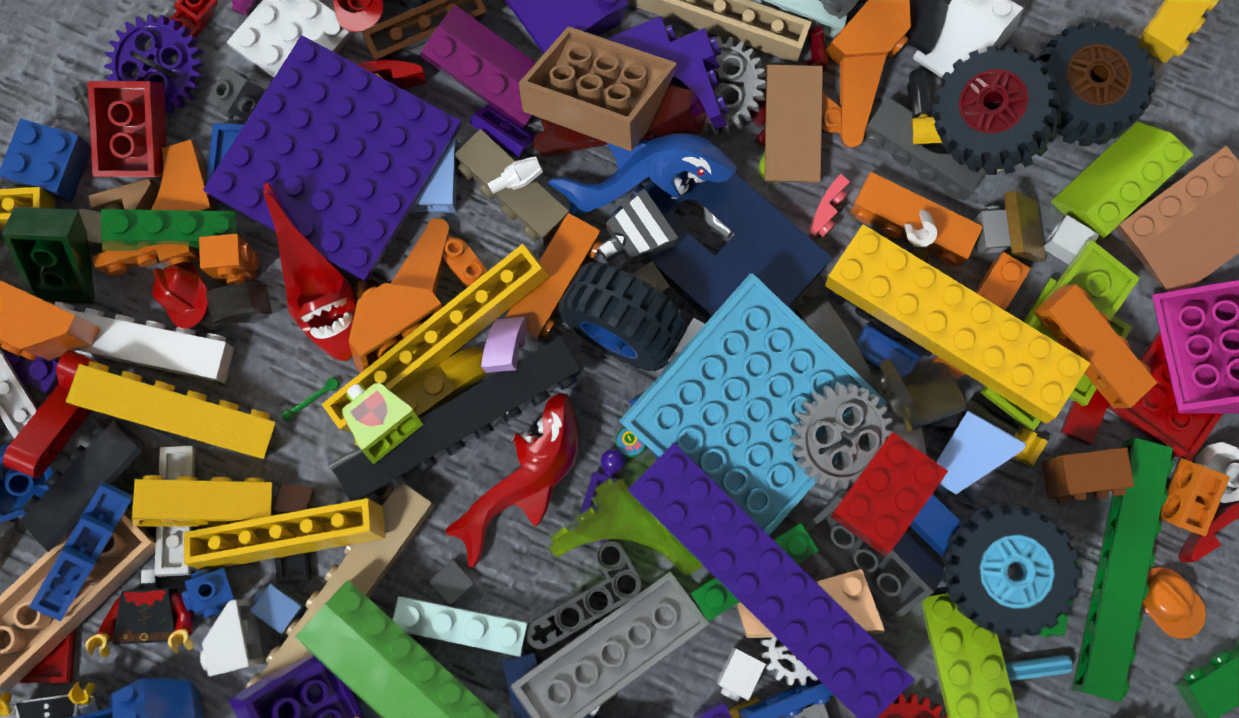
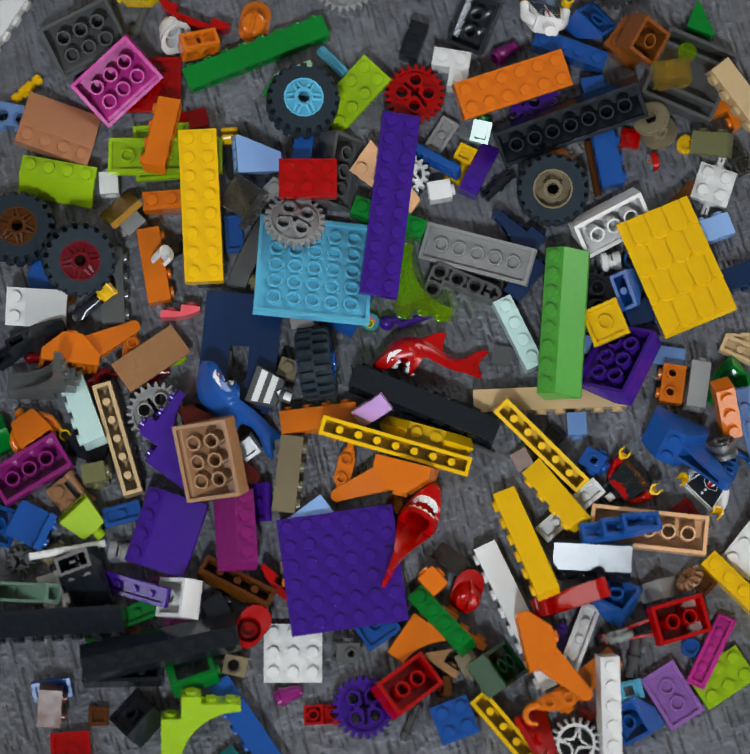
camera: 125 degrees left, 0 degrees up
(97, 184) = (445, 689): none -> reddish brown tile
(233, 640) = (608, 430): white slope -> none
(331, 384) = (453, 488): green hinge -> none
(378, 419) = (453, 437): lime torso -> none
(517, 175) = (282, 470): white piece -> none
(585, 160) = (250, 446): none -> light grey brick
(1088, 474) = (225, 98): dark orange container -> none

